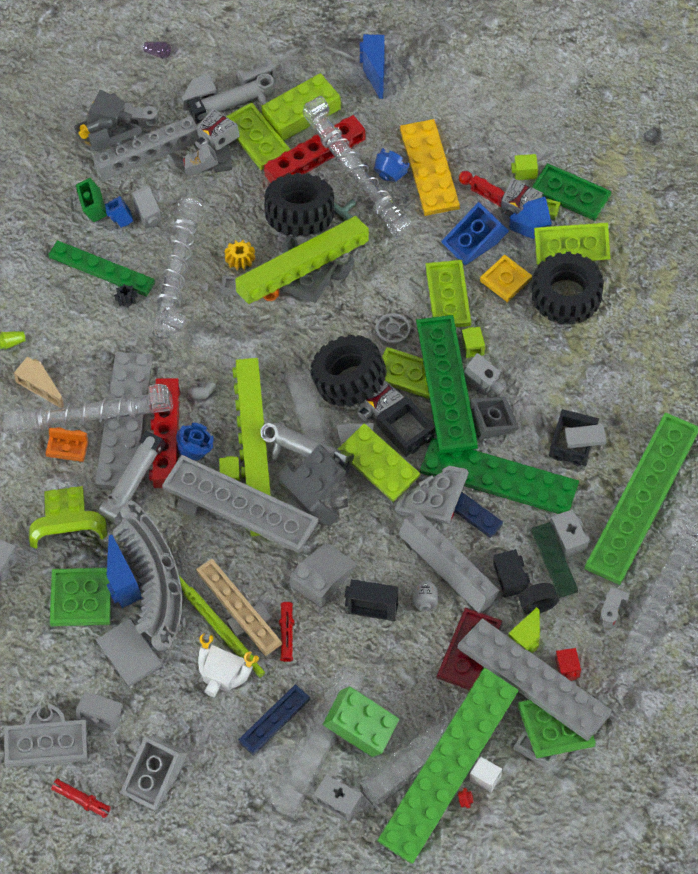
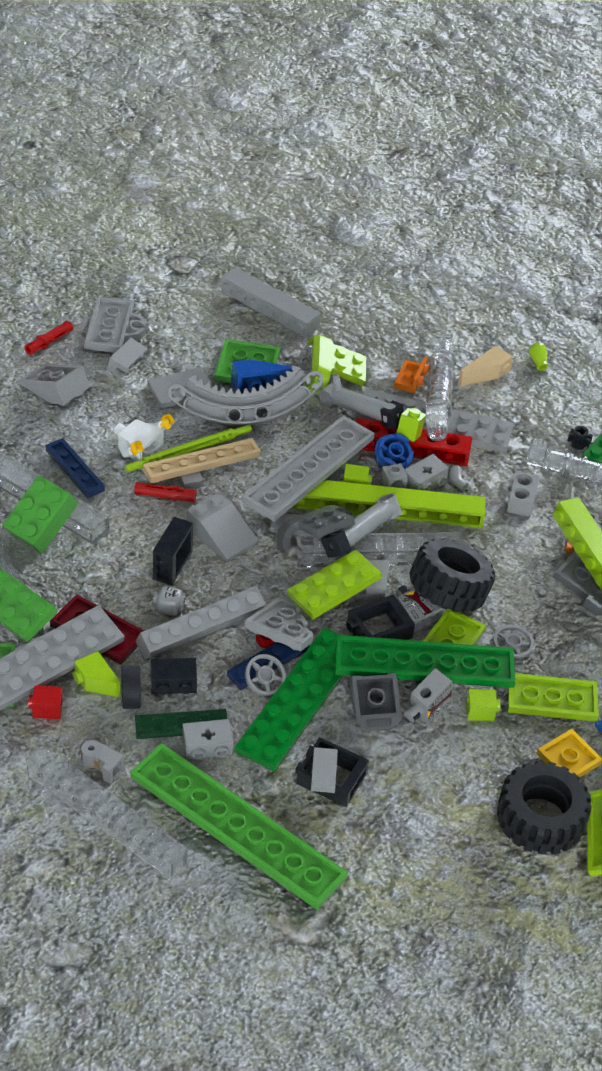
camera: 95 degrees right, 15 degrees down
(165, 423) = (411, 424): none -> lime brick
(210, 414) = (427, 474): none -> light grey brick
(214, 331) = (522, 493): none -> light grey brick
(225, 439) = (394, 476): none -> light grey brick
(489, 503) = (264, 674): none -> light grey wheel

